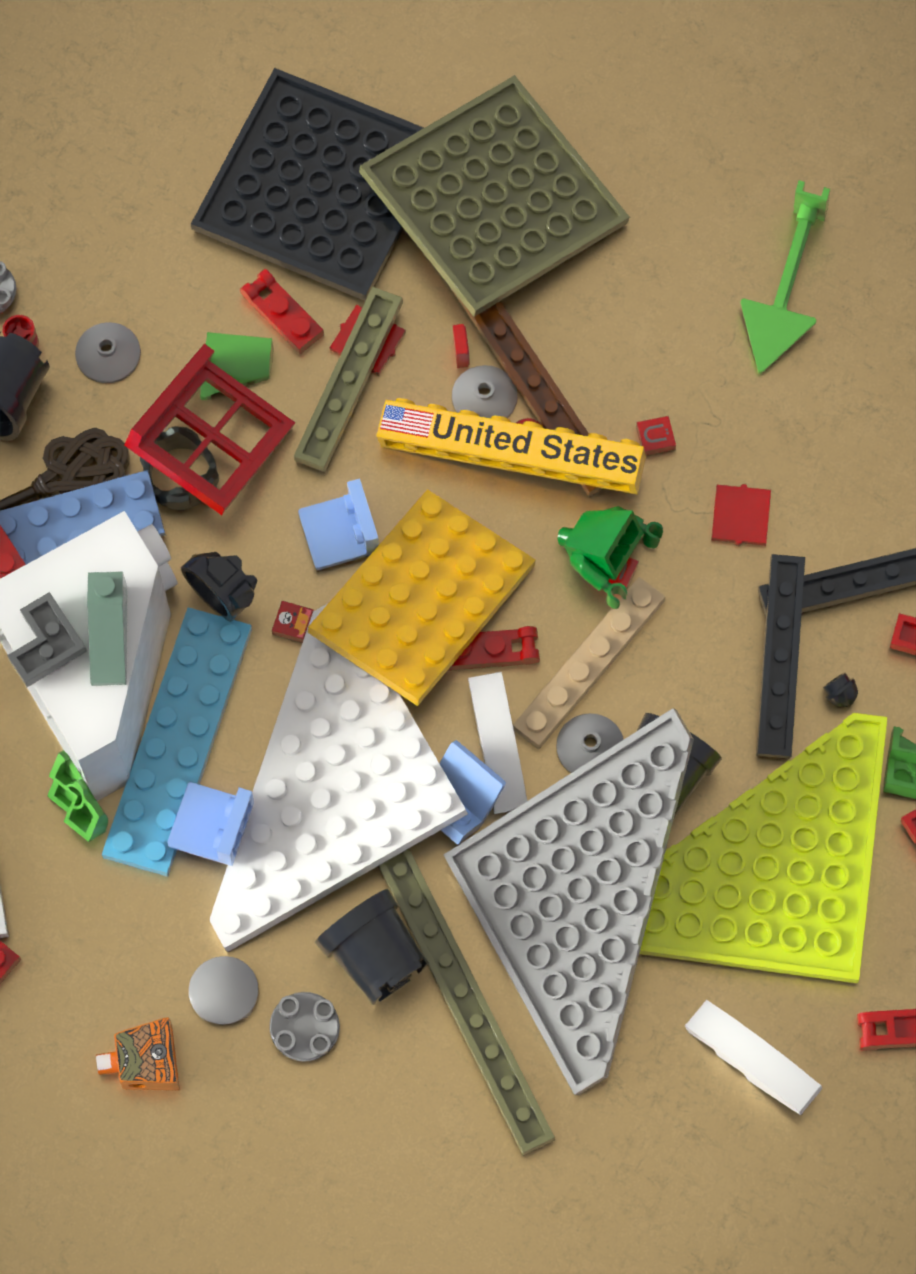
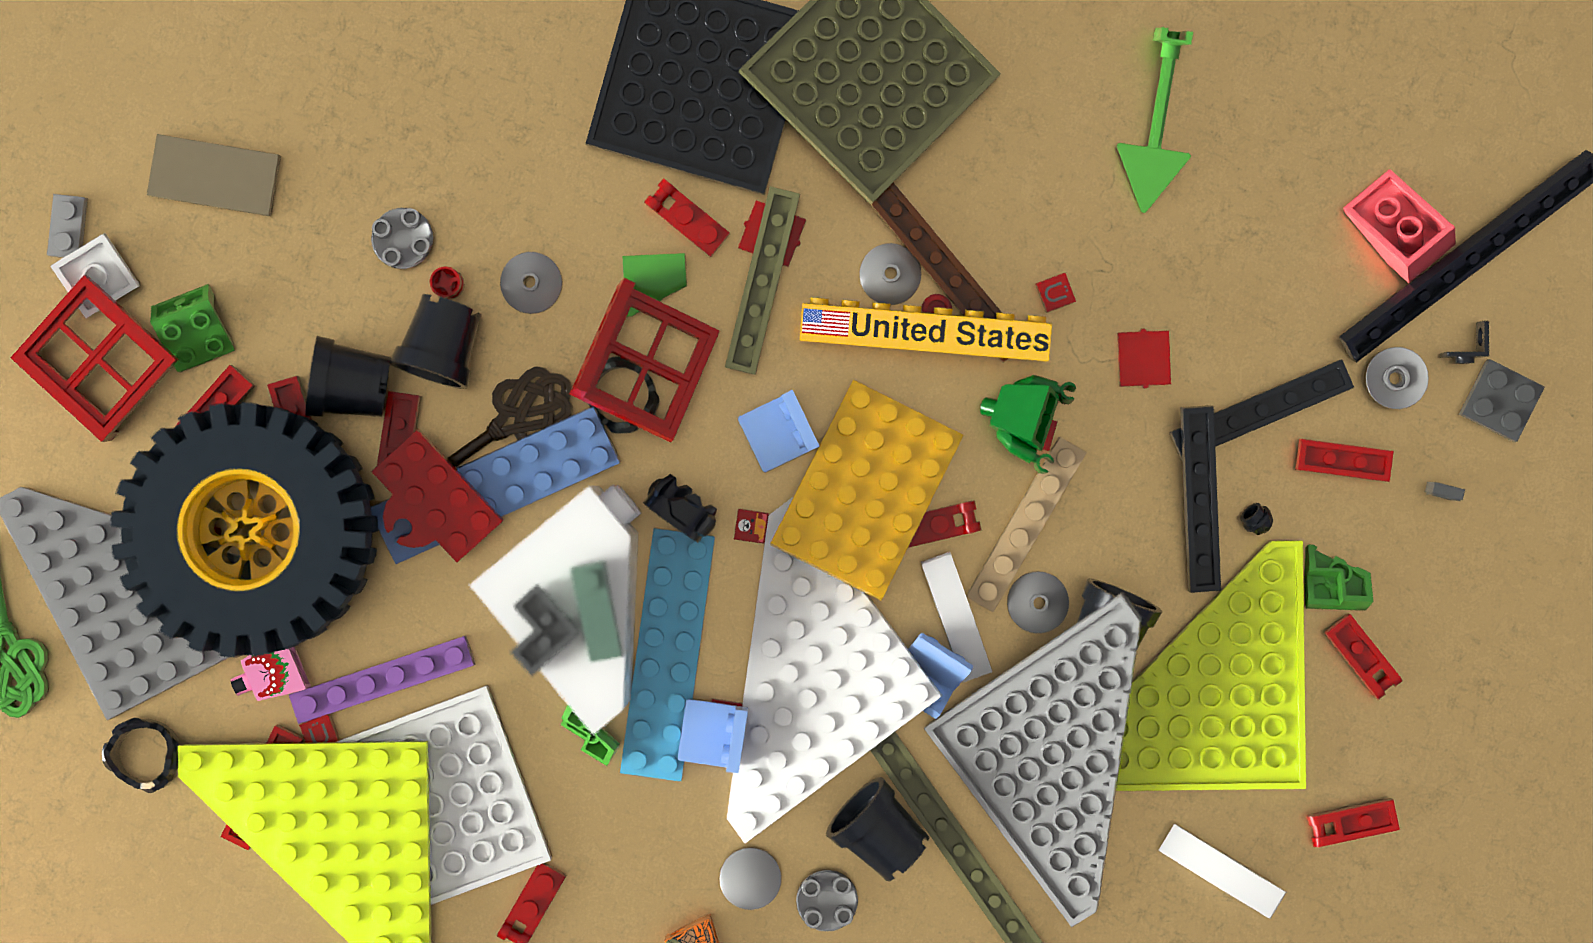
camera: 10 degrees left, 20 degrees up
(461, 346) = (862, 231): red tile -> none

